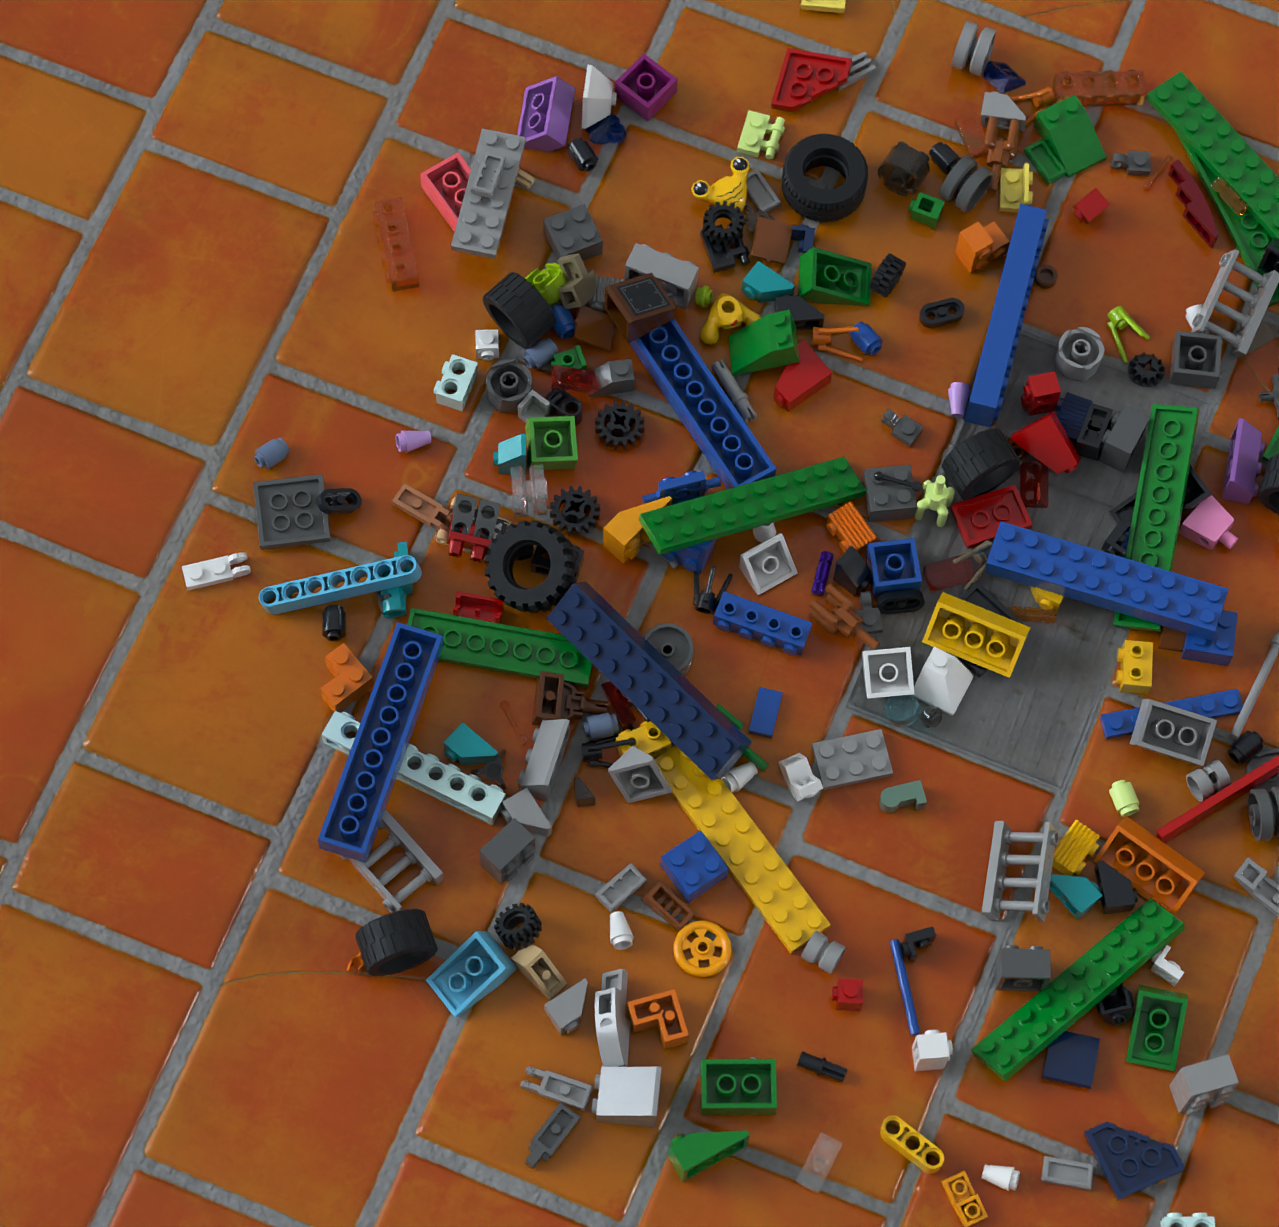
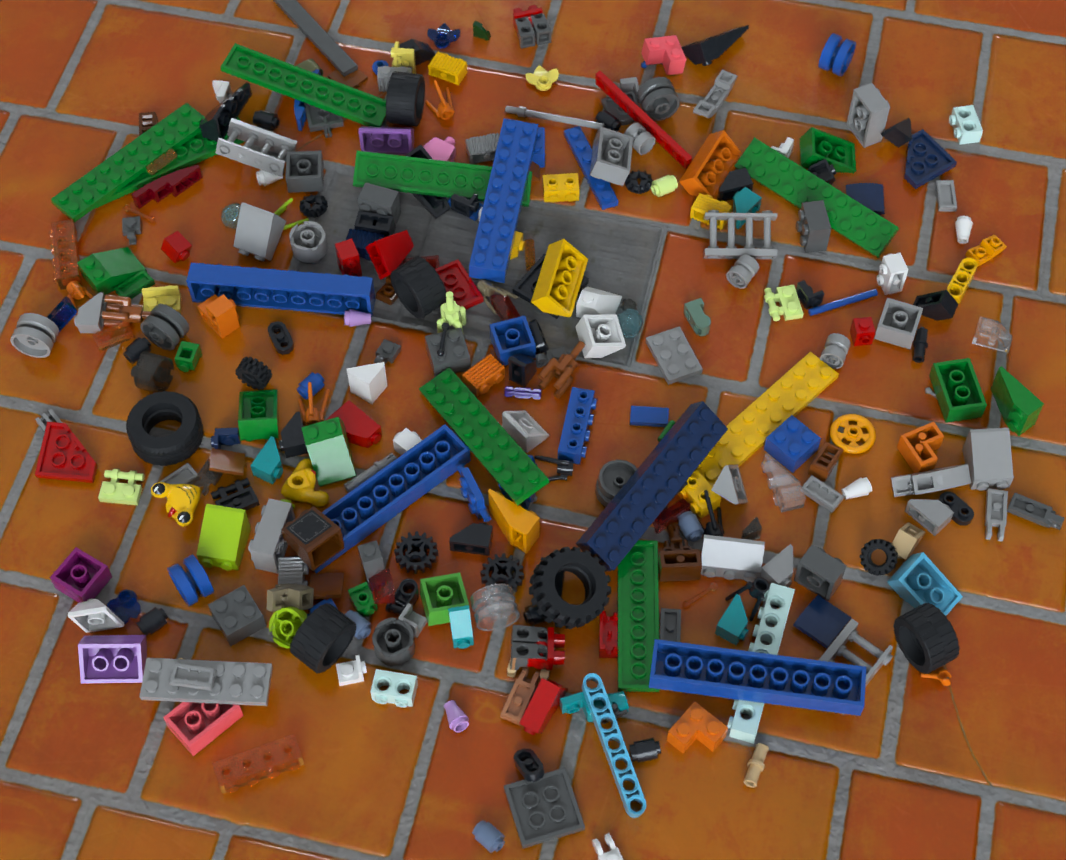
camera: 95 degrees left, 10 degrees down
(293, 735) = (756, 765): none -> tan pin
(407, 527) = (542, 706): none -> red slope
(451, 846) = (822, 621): none -> dark blue slope
(468, 677) = (670, 624): none -> dark grey hinge
(575, 1043) = (958, 506): none -> black plate
(619, 190) = (192, 579): none -> blue wheel
(625, 488) = (473, 539): none -> black slope
(636, 845) = (786, 488): none -> clear slope
(670, 226) = (223, 537): none -> lime slope
(723, 211) = (214, 486): black tyre -> none
(768, 432) = (405, 441): none -> white brick
(799, 777) = (701, 383): white brick -> none
(852, 1041) = (898, 323): none -> light grey brick
(853, 396) = (367, 381): none -> white slope
(877, 1100) = (937, 305): none -> black slope
(913, 918) = (788, 300): none -> yellowish green plate
(965, 865) = (742, 271): none -> light grey wheel
(1098, 295) = (258, 232): none -> light grey slope
(1130, 775) = (632, 185): none -> black gear
(1138, 278) = (230, 215): none -> clear light blue hair
(1181, 1132) = (899, 133): none -> black slope
(1217, 572) = (482, 148): none -> light grey brick

